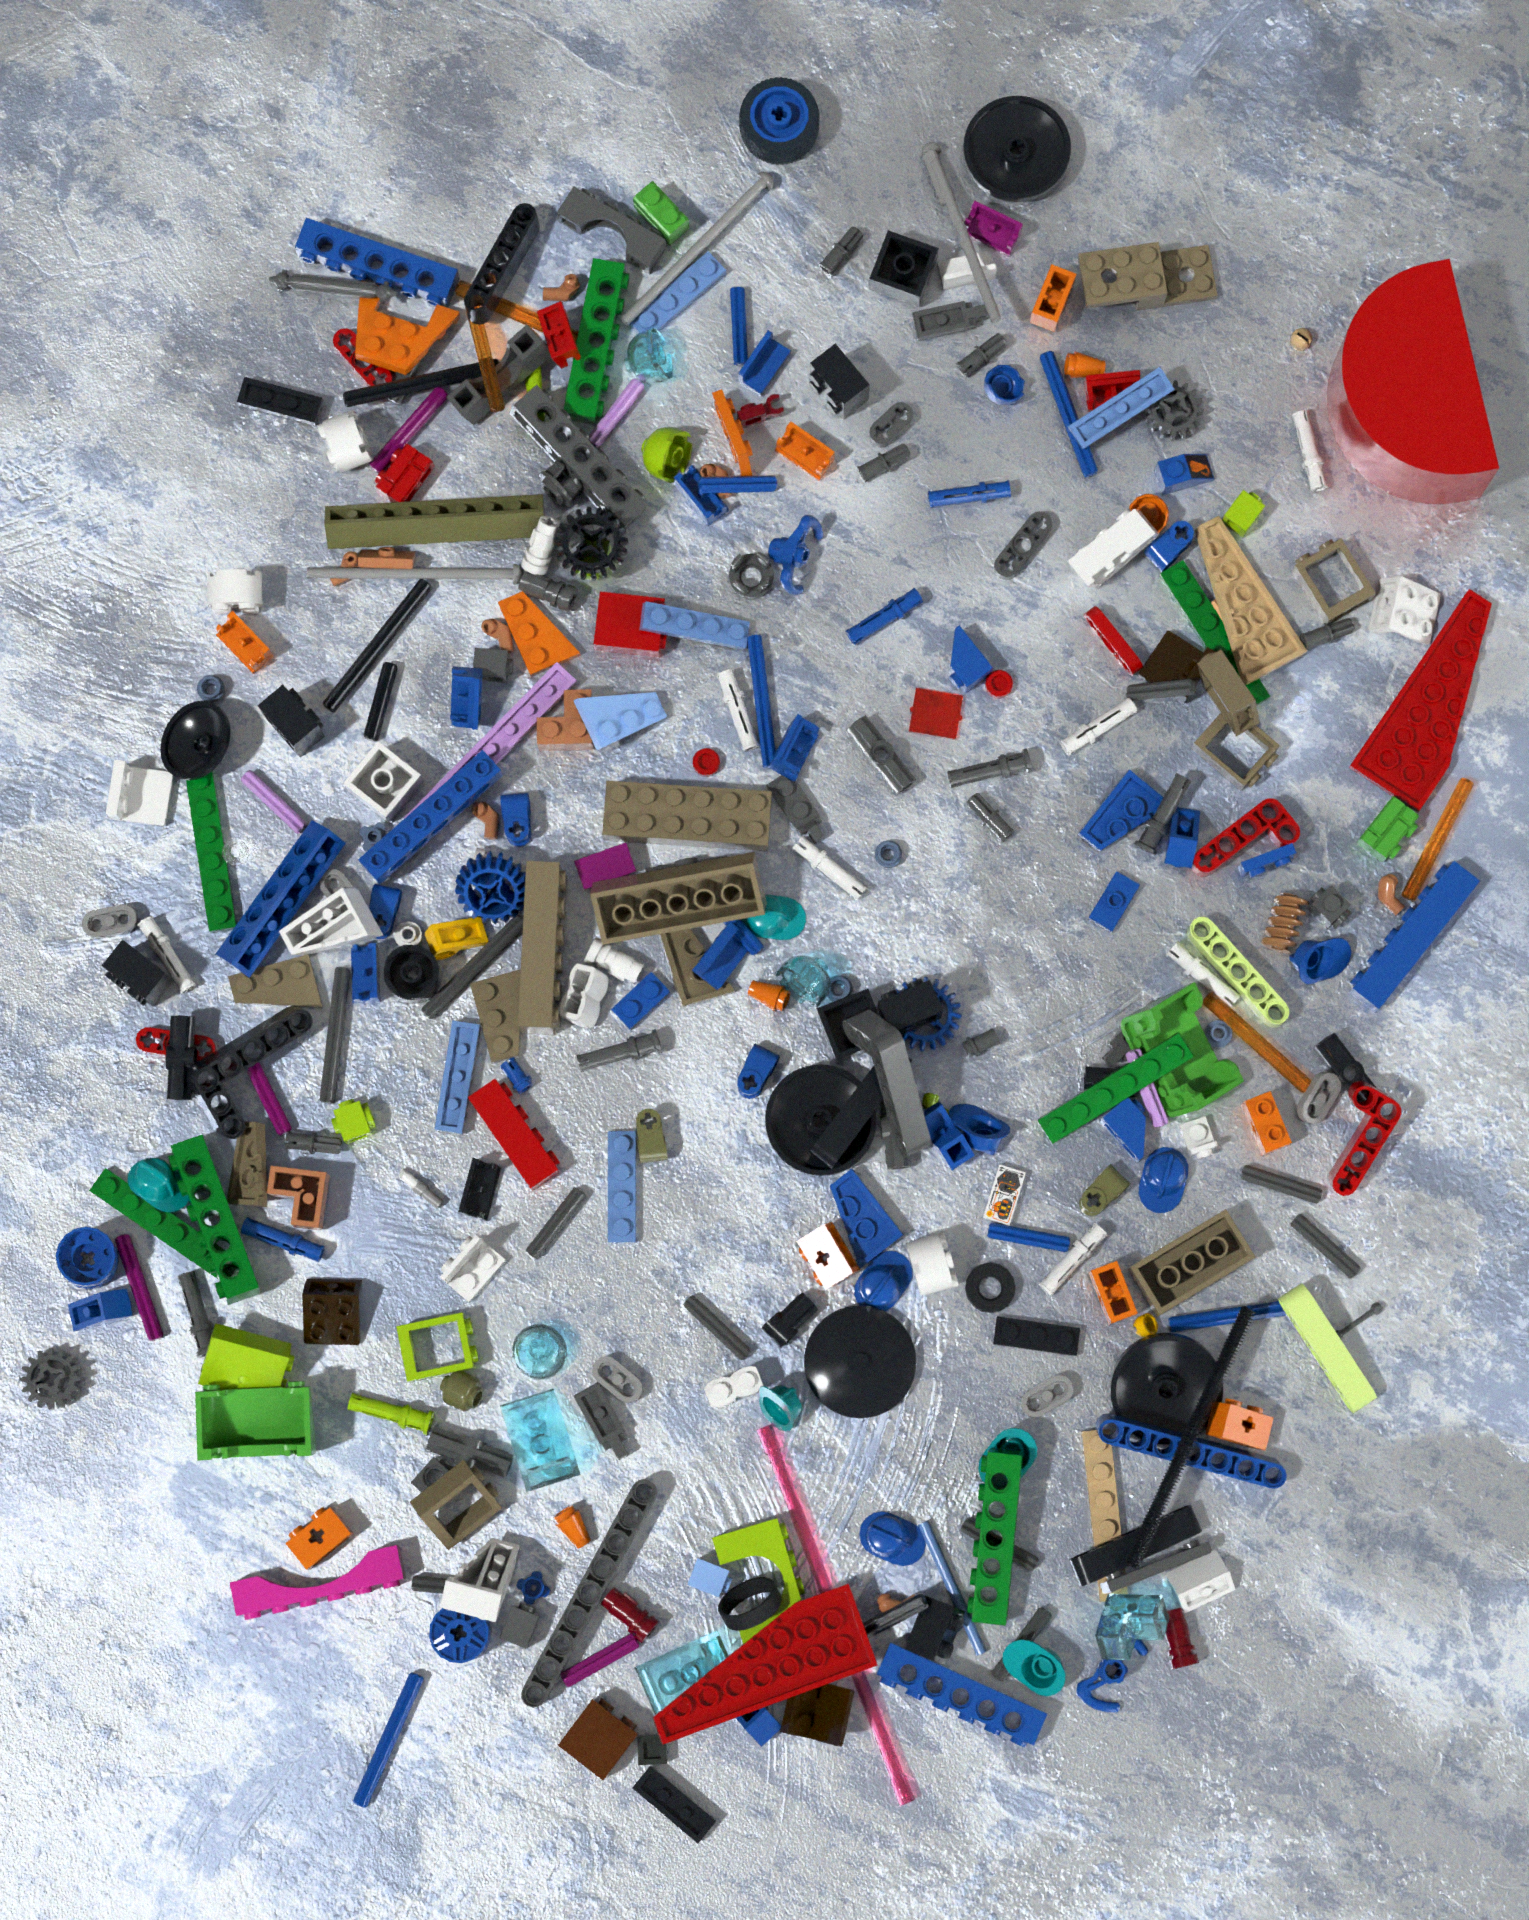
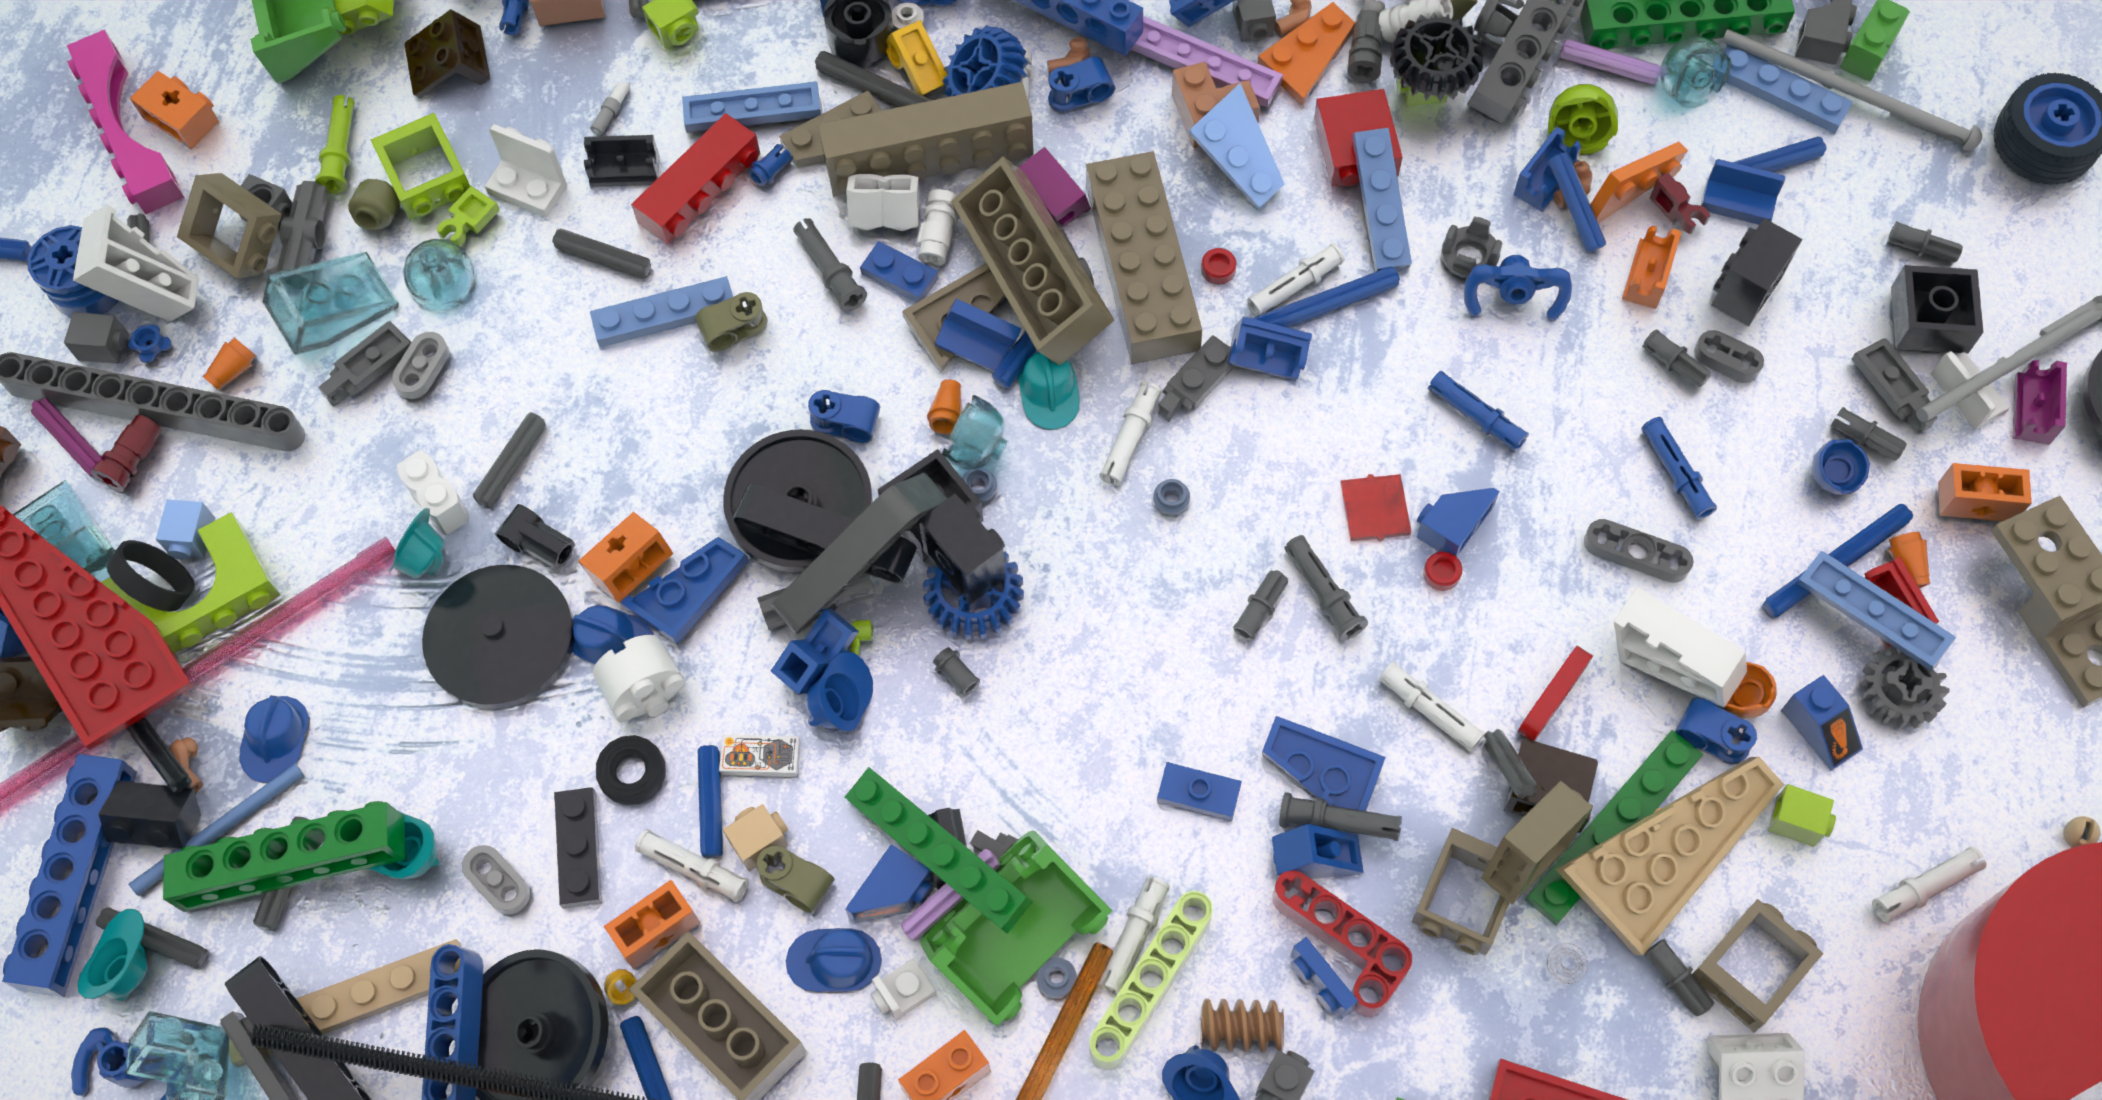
camera: 75 degrees right, 15 degrees down
(490, 1316) = (468, 213): none -> lime plate
(892, 768) = (1286, 467): dark grey piece -> none
(1065, 1209) = (753, 832): none -> tan brick

